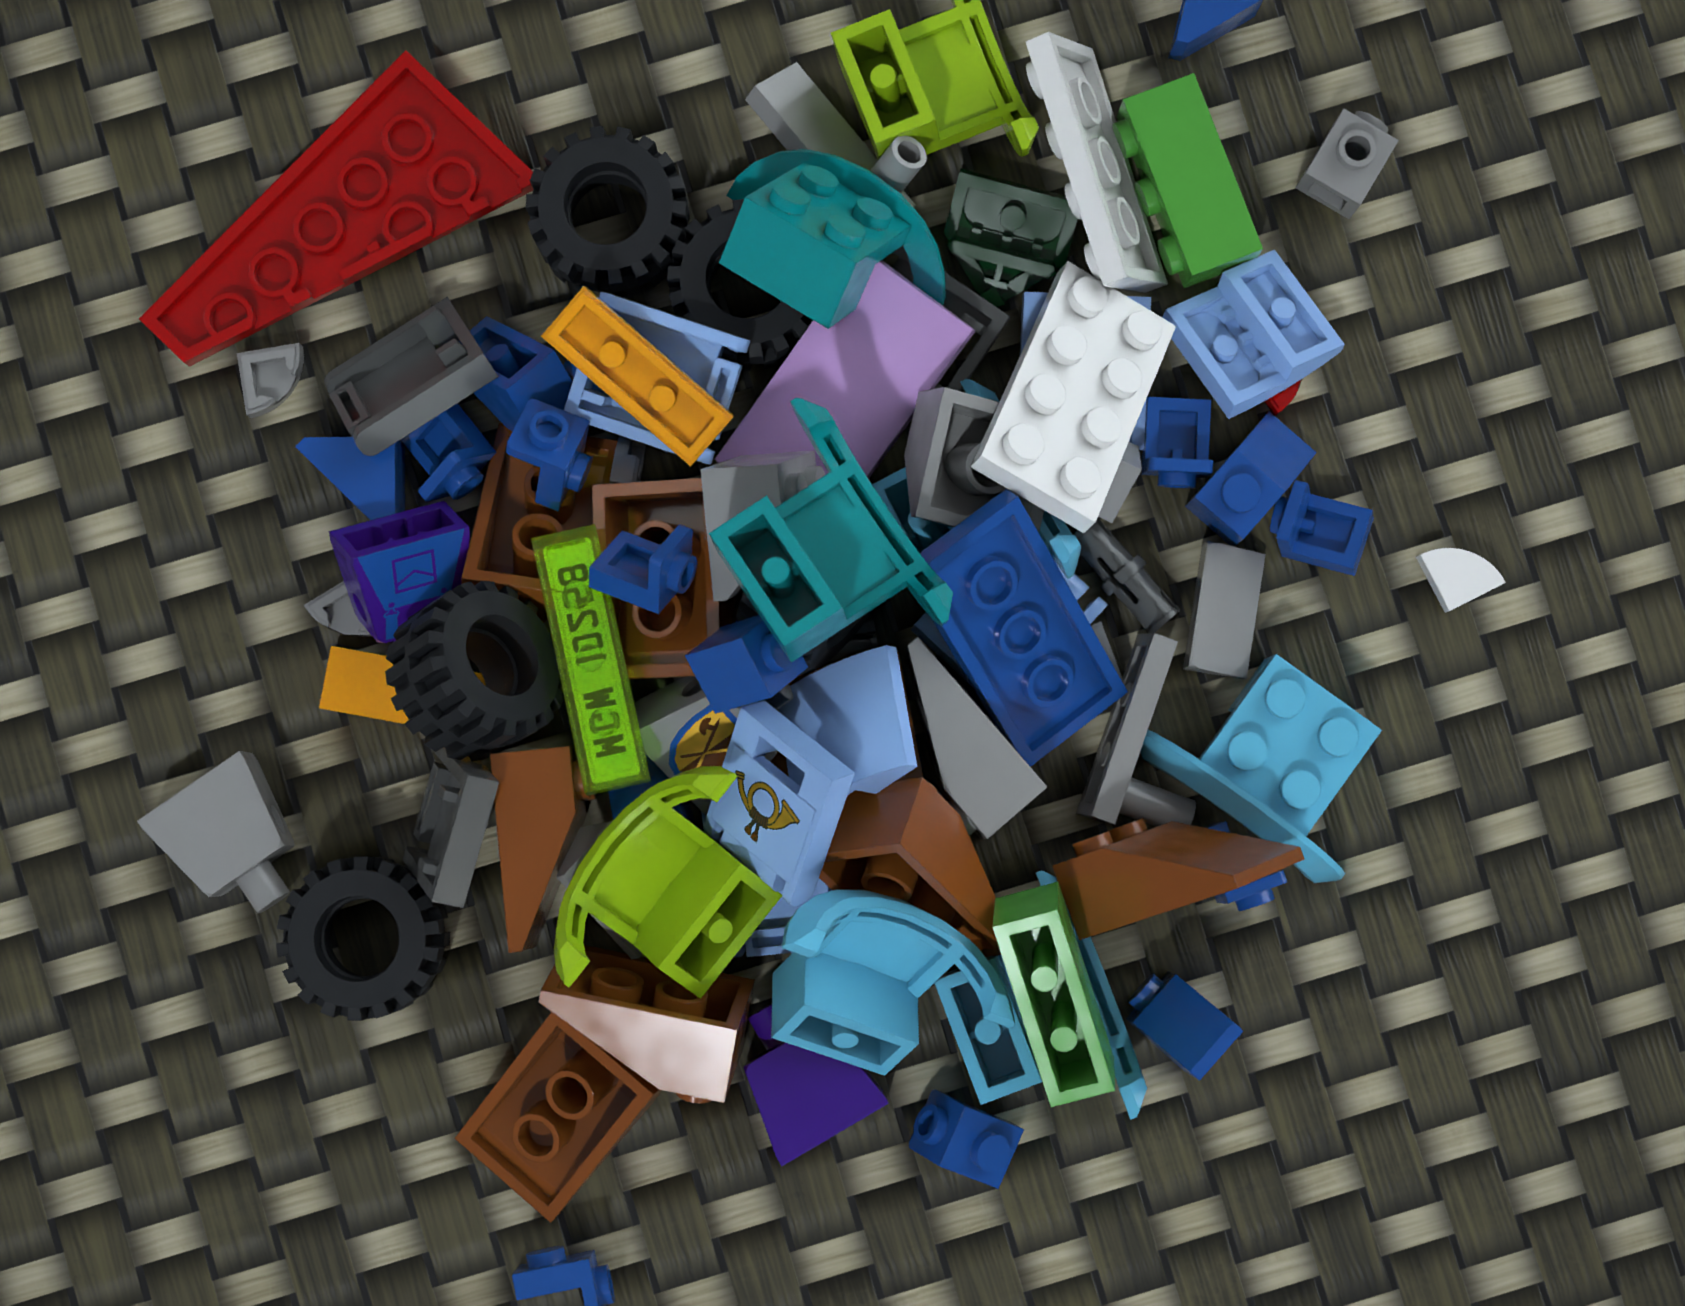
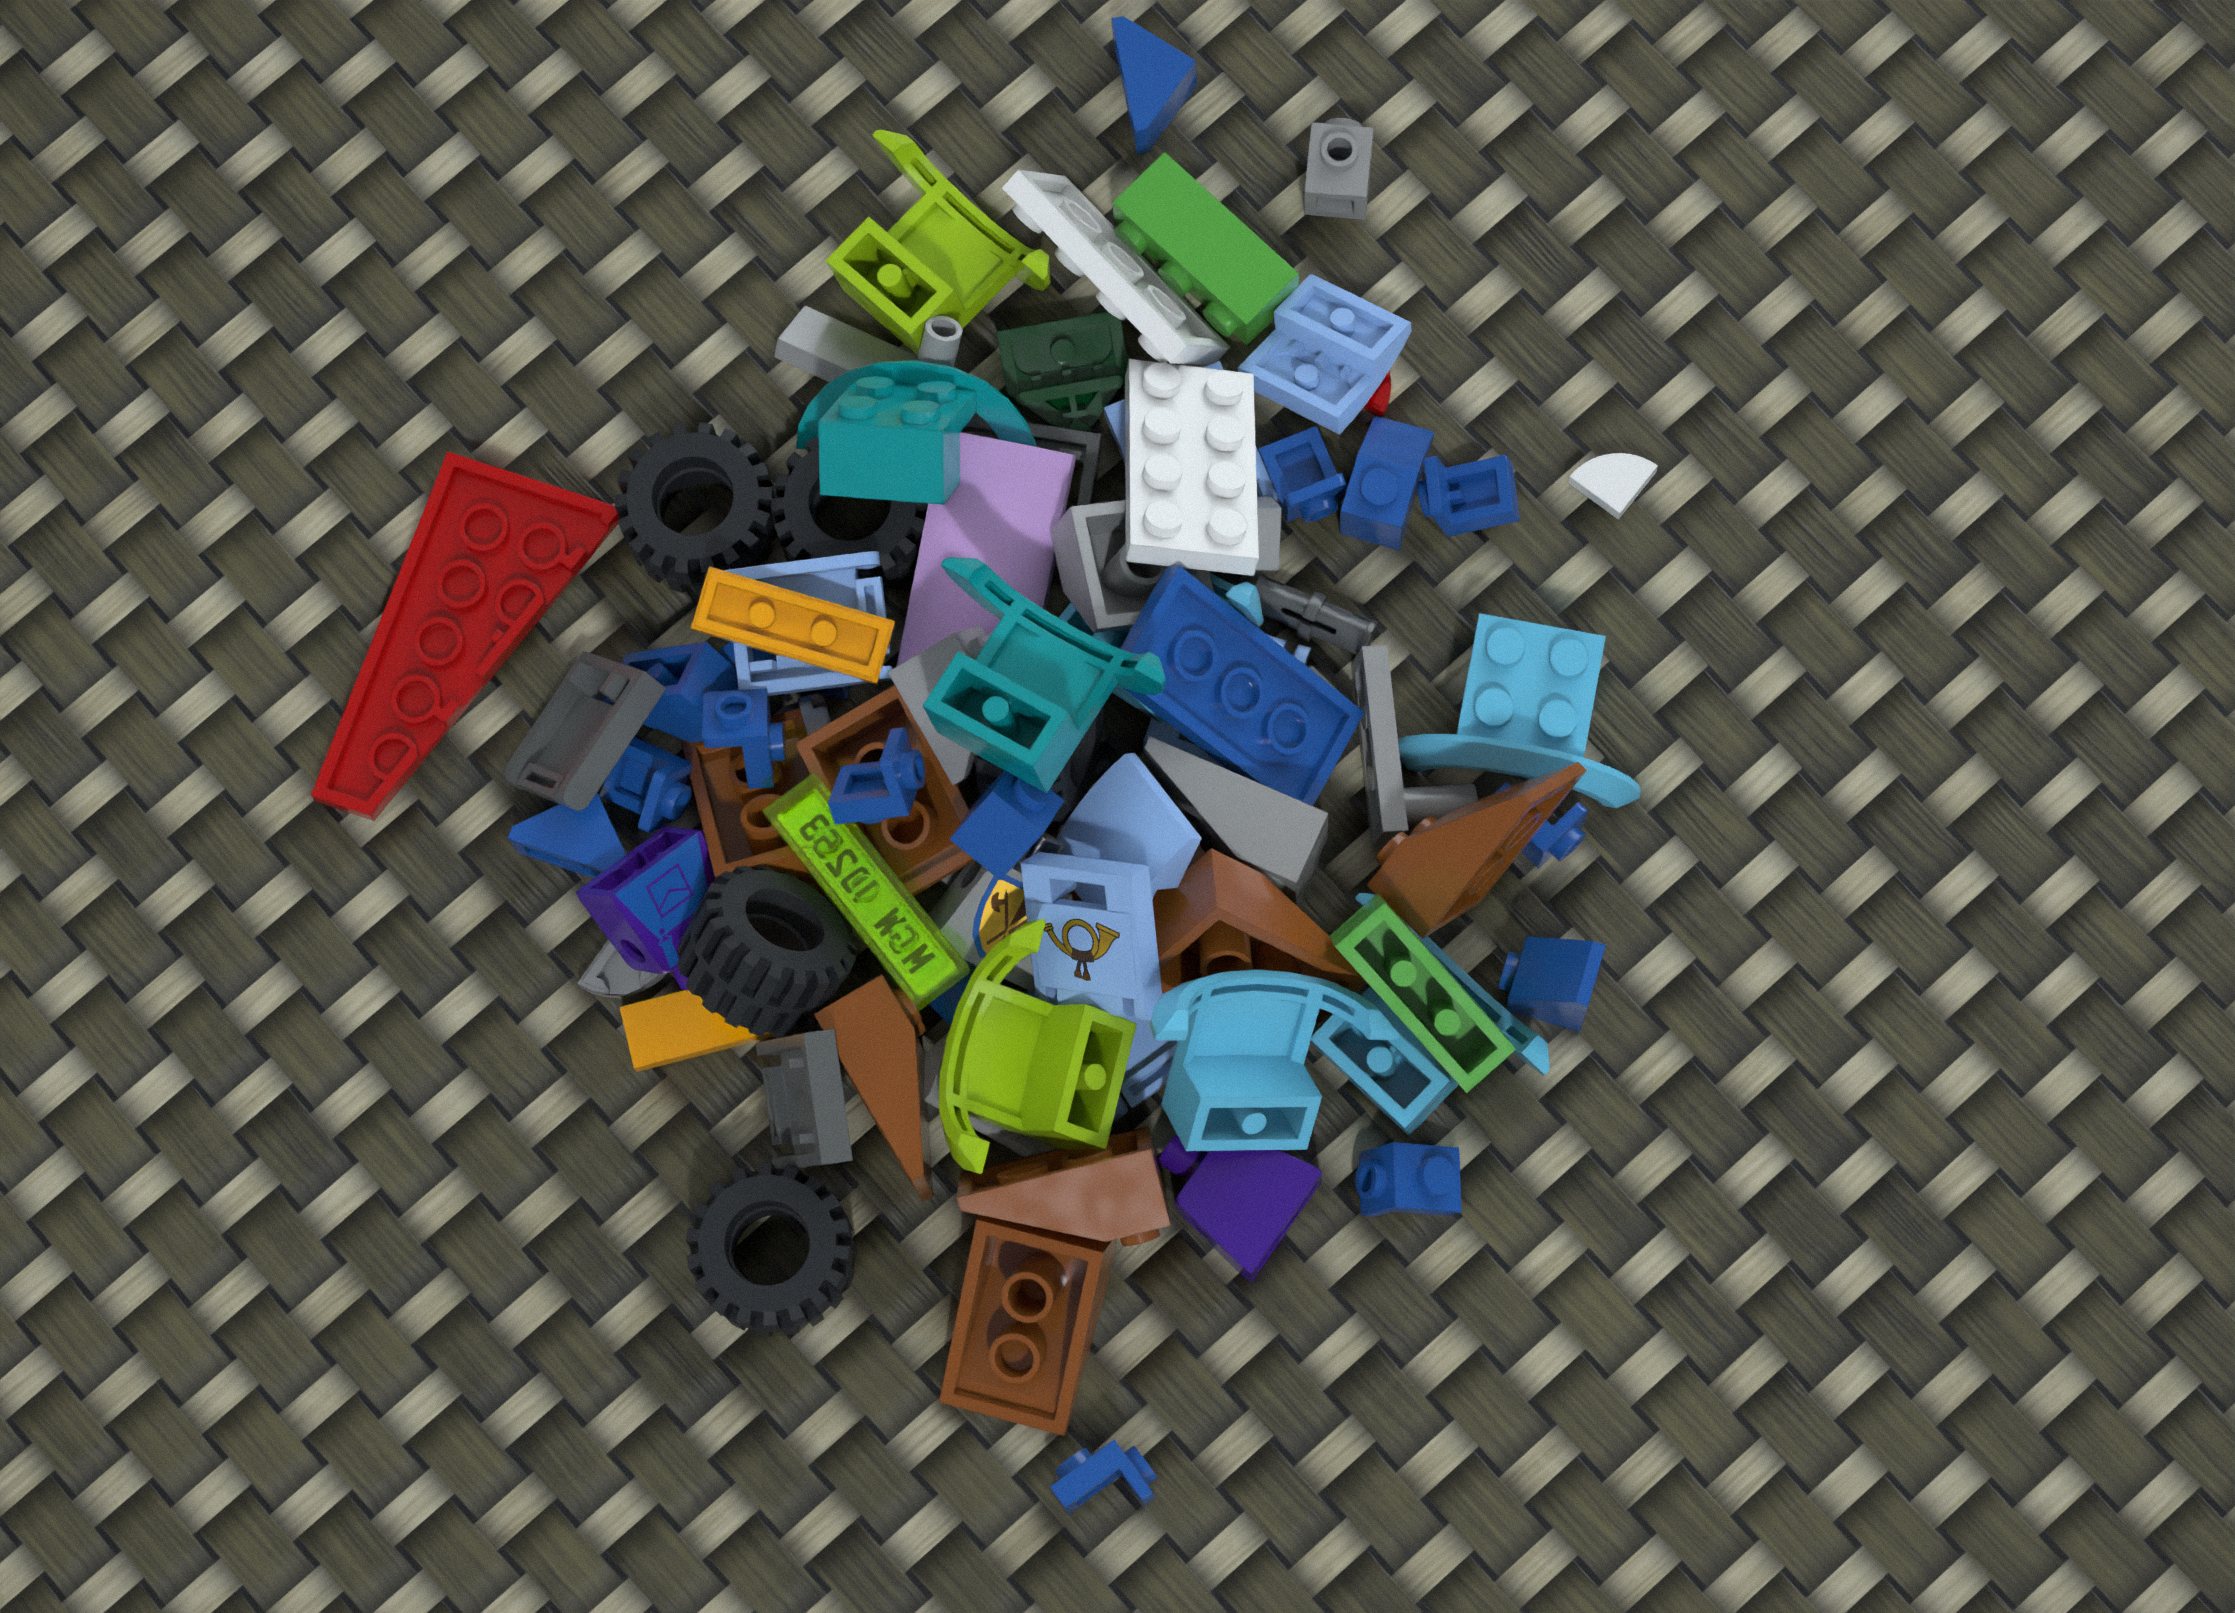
camera: 15 degrees left, 10 degrees down
(226, 832) = (599, 1217): light grey torso -> none
(269, 376) = (452, 796): light grey tile -> none
(1224, 610) = (1418, 606): light grey slope -> none

